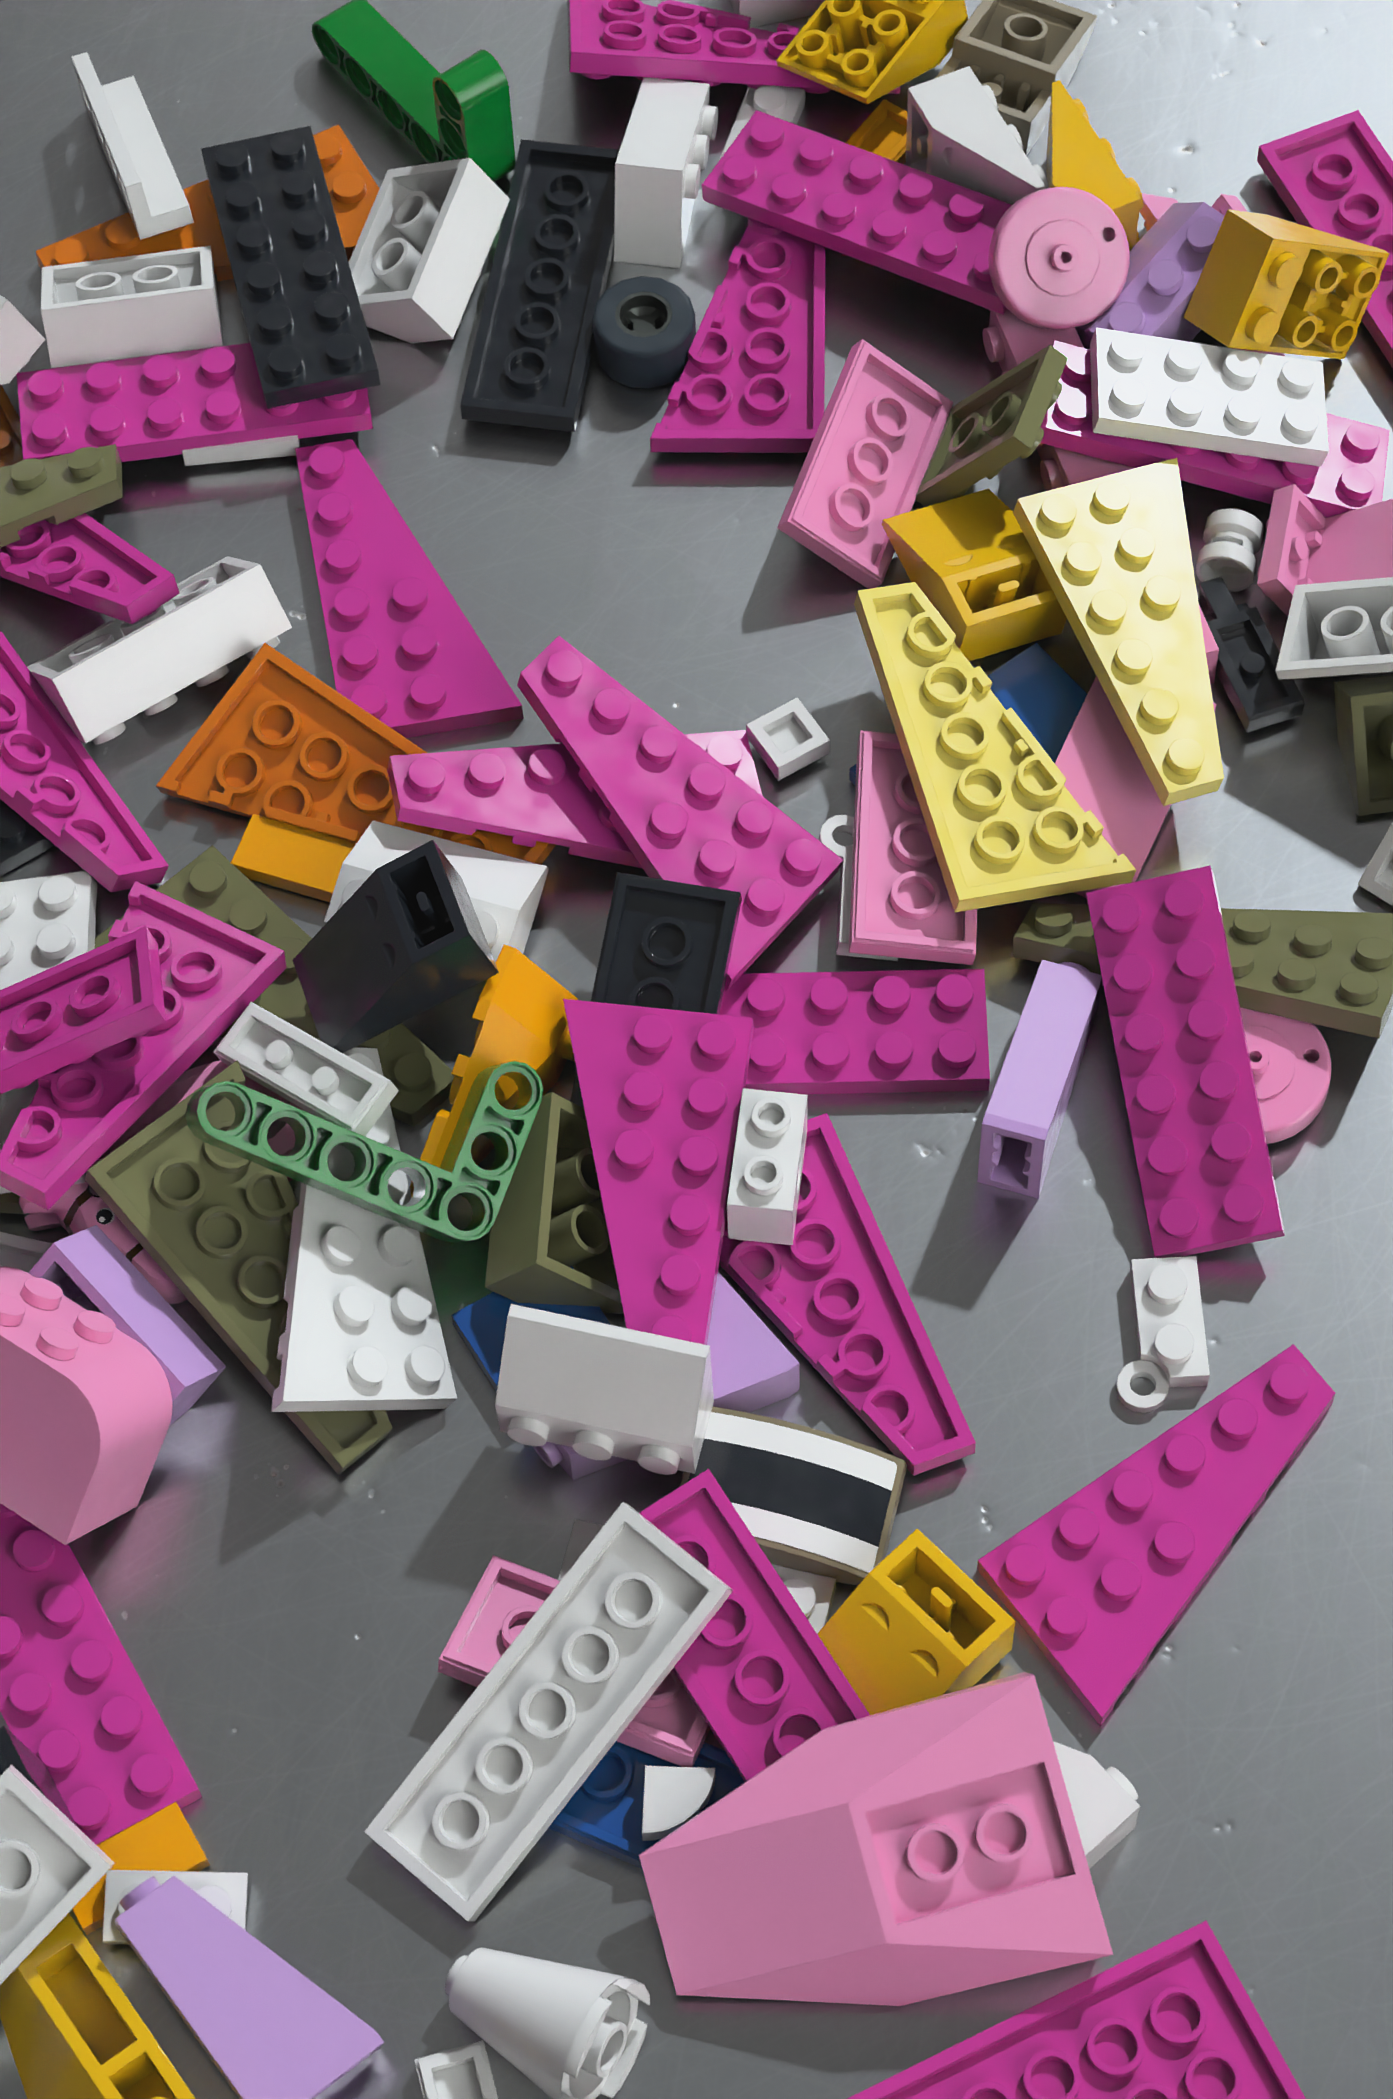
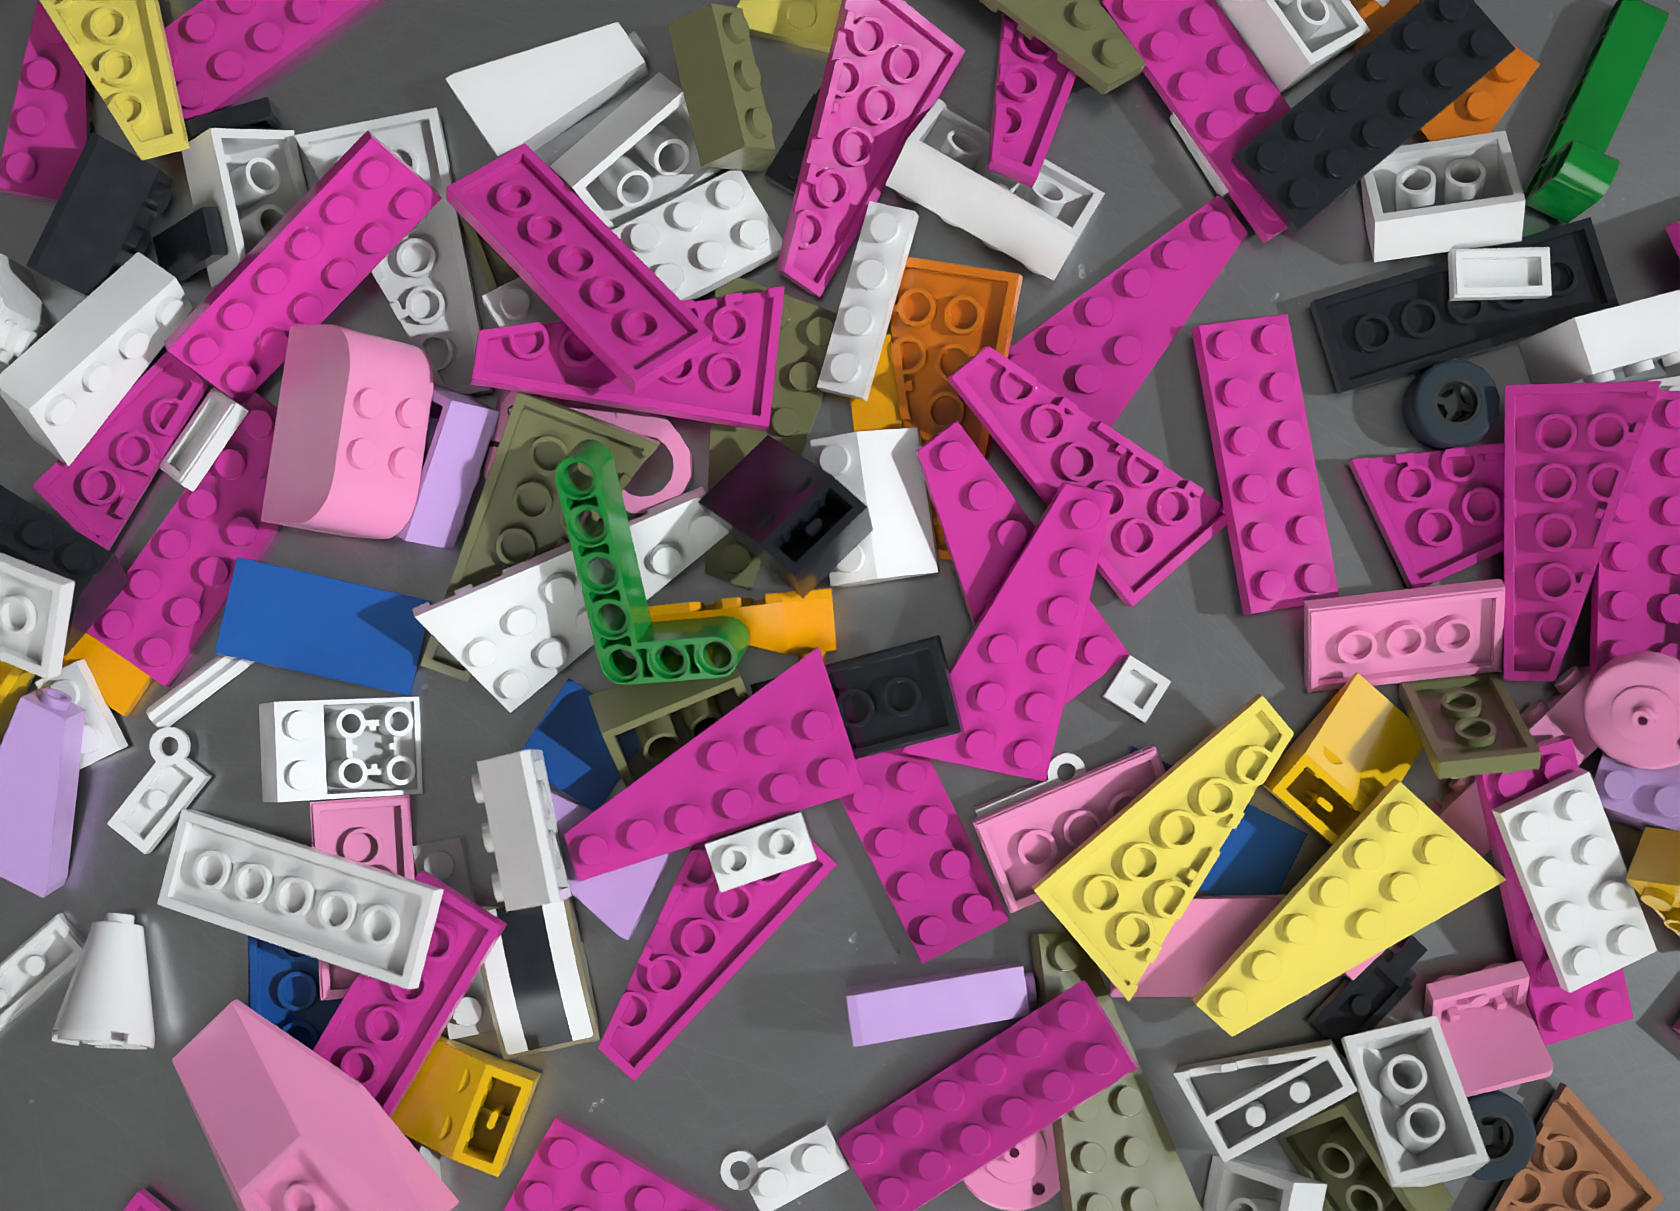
camera: 60 degrees right, 25 degrees up
(204, 812) = (868, 301): none -> white plate
(219, 1733) = (195, 689): none -> white axle
(232, 1560) = (321, 626): none -> blue tile
(306, 1070) = (674, 496): white tile -> none
(331, 1854) = (160, 794): none -> white hinge
(386, 1615) = (340, 748): none -> white slope
(475, 684) = (1154, 512): none -> dark pink wing
(532, 232) = (1499, 273): none -> white tile
(608, 520) = (1265, 463): none -> dark pink plate
(673, 1797) = (292, 999): white tile -> none
(790, 254) = (1562, 486): none -> dark pink wing
(1230, 547) = (1459, 943): white wheel -> none
(1305, 788) = (1263, 1092): none -> white wedge

